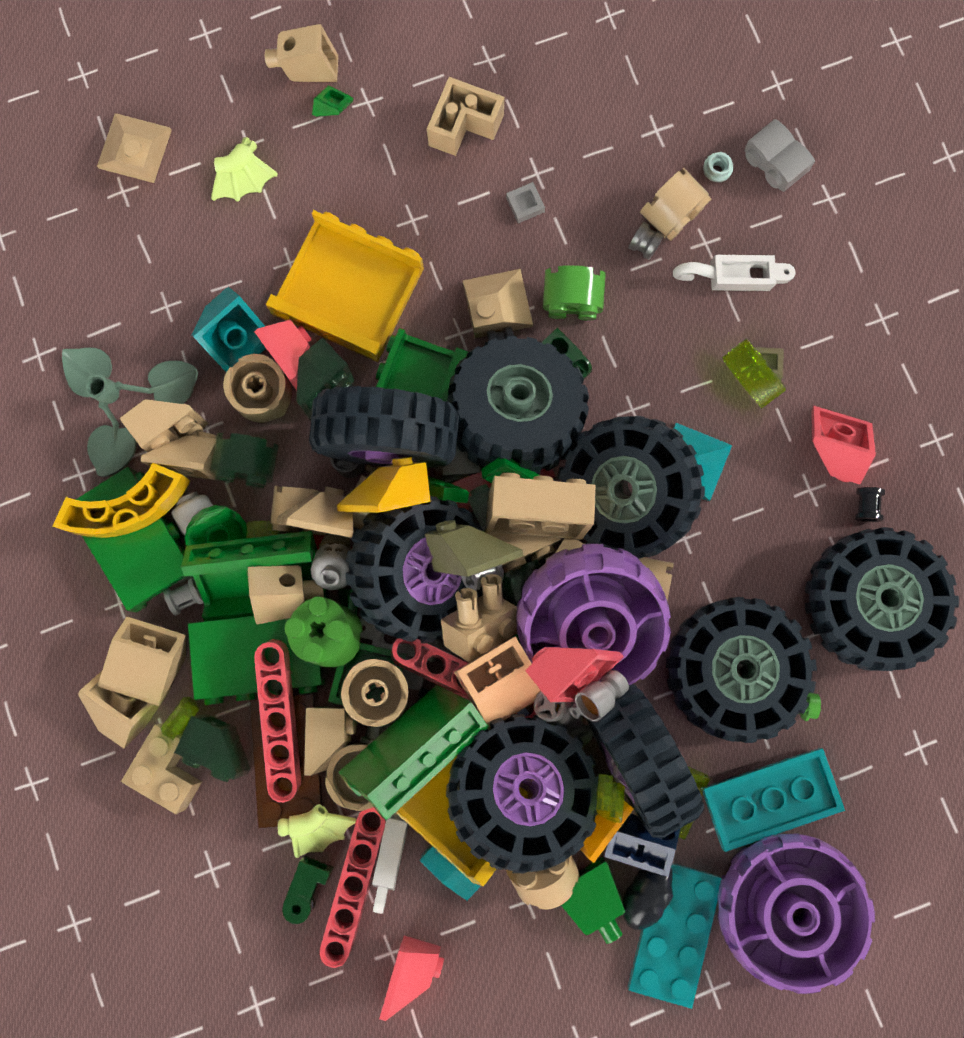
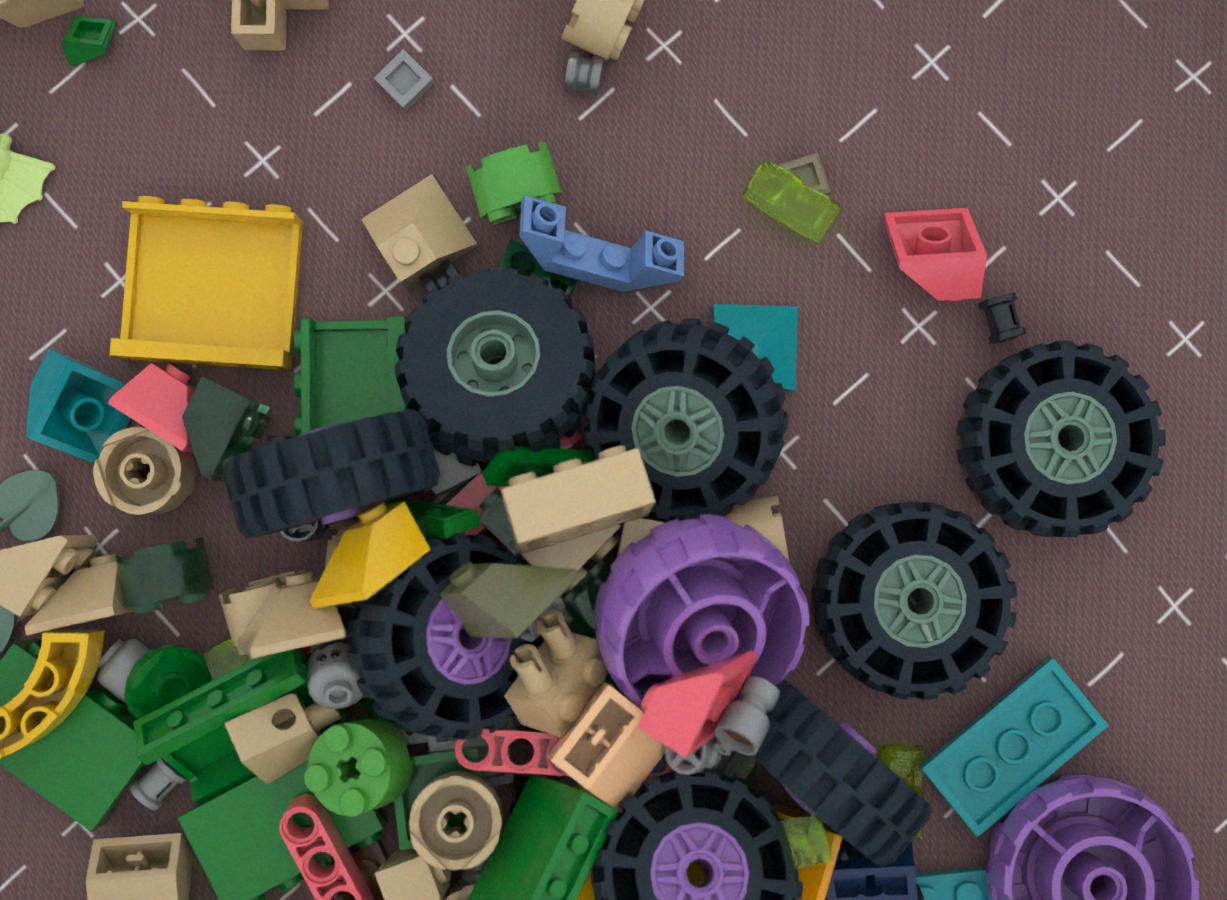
camera: 25 degrees left, 5 degrees up
(643, 378) = (647, 263): none -> medium blue slope
(733, 272) = (716, 74): white piece -> none
(814, 707) = (1023, 609): bright green plate -> none

